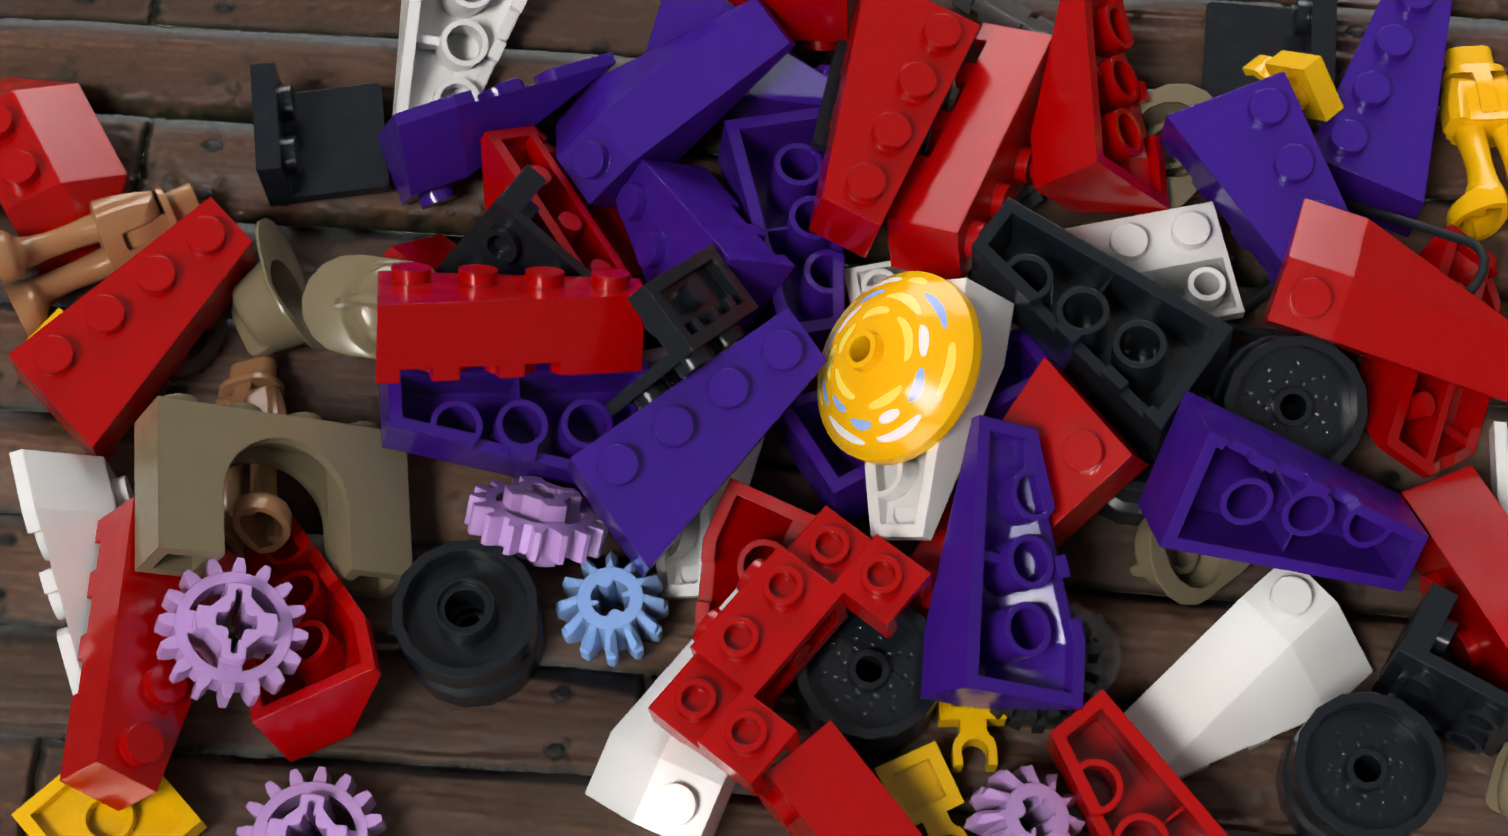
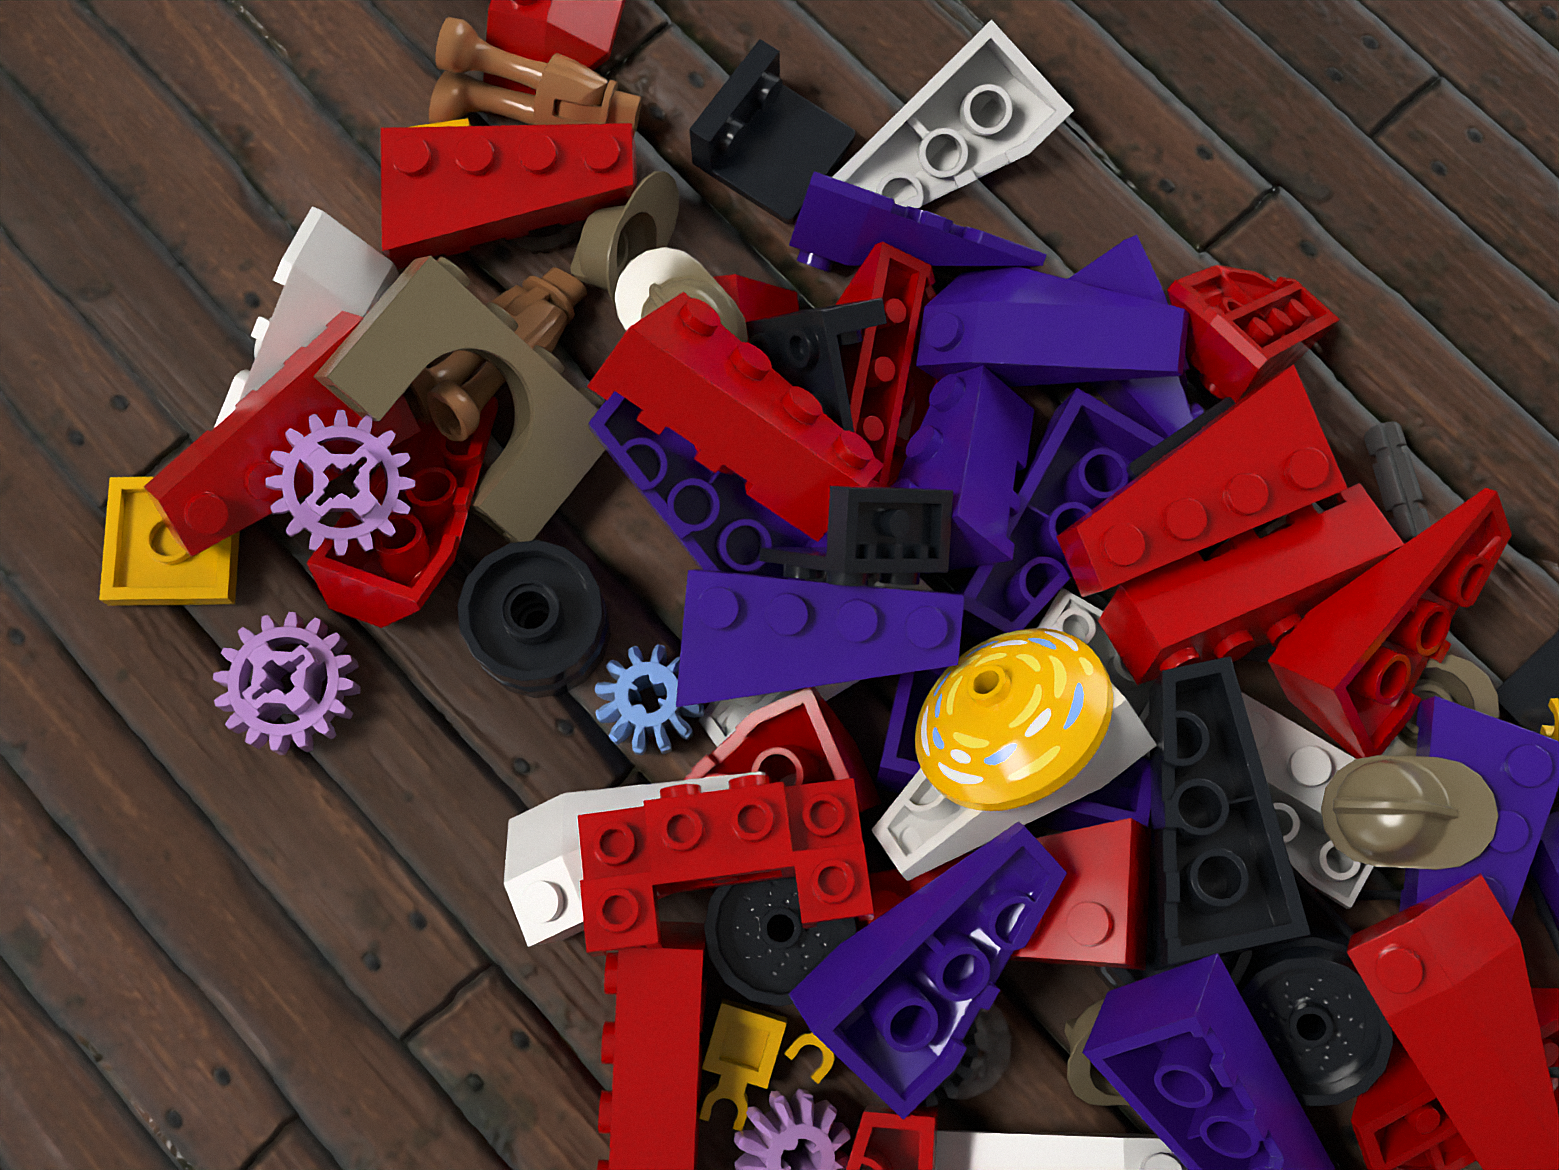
camera: 40 degrees right, 10 degrees up
(536, 521) = (641, 582): lavender gear -> none
(1220, 207) = (1409, 812): none -> dark tan piece

